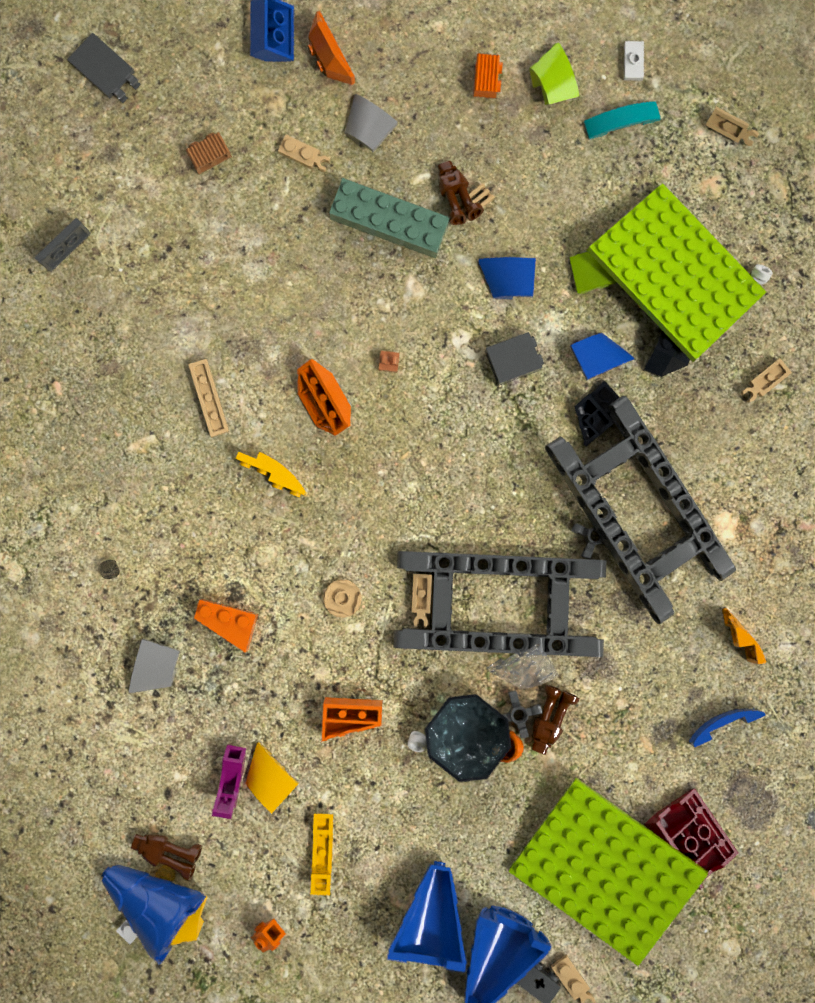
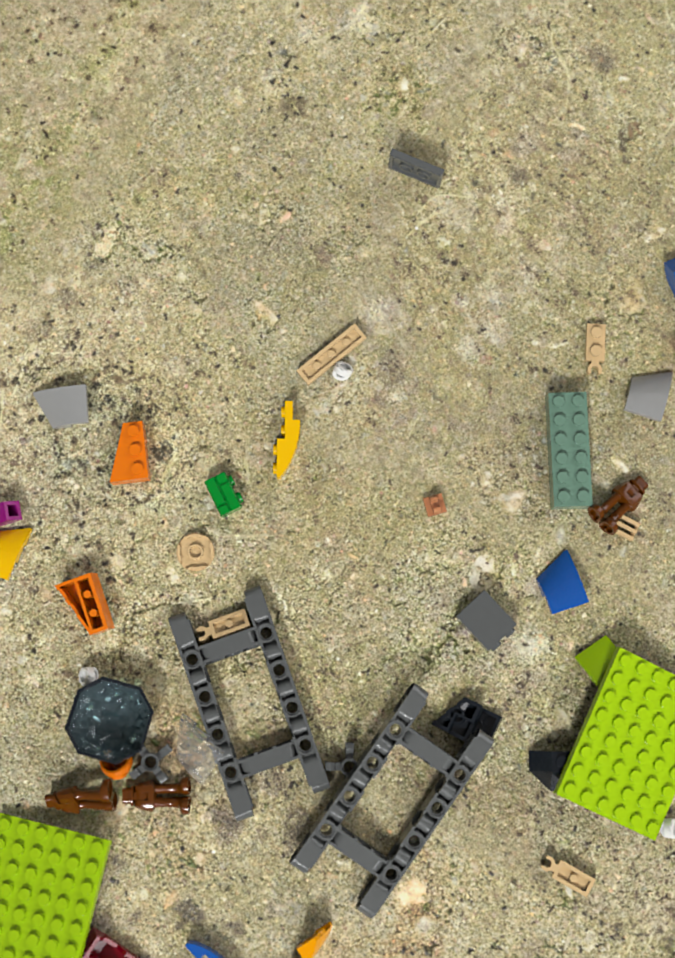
camera: 70 degrees right, 5 degrees down
(103, 67) = (594, 137): dark grey tile -> none
(109, 569) = (138, 329): clear smoke tile -> none
(208, 152) = (557, 261): medium nougat brick -> none
(227, 393) = (342, 369): none -> white tile
(299, 551) = (223, 494): none -> green brick
(323, 398) = (374, 458): orange wedge -> none
(524, 798) = (73, 799): none -> reddish brown piece
(599, 355) = (523, 701): blue slope -> none

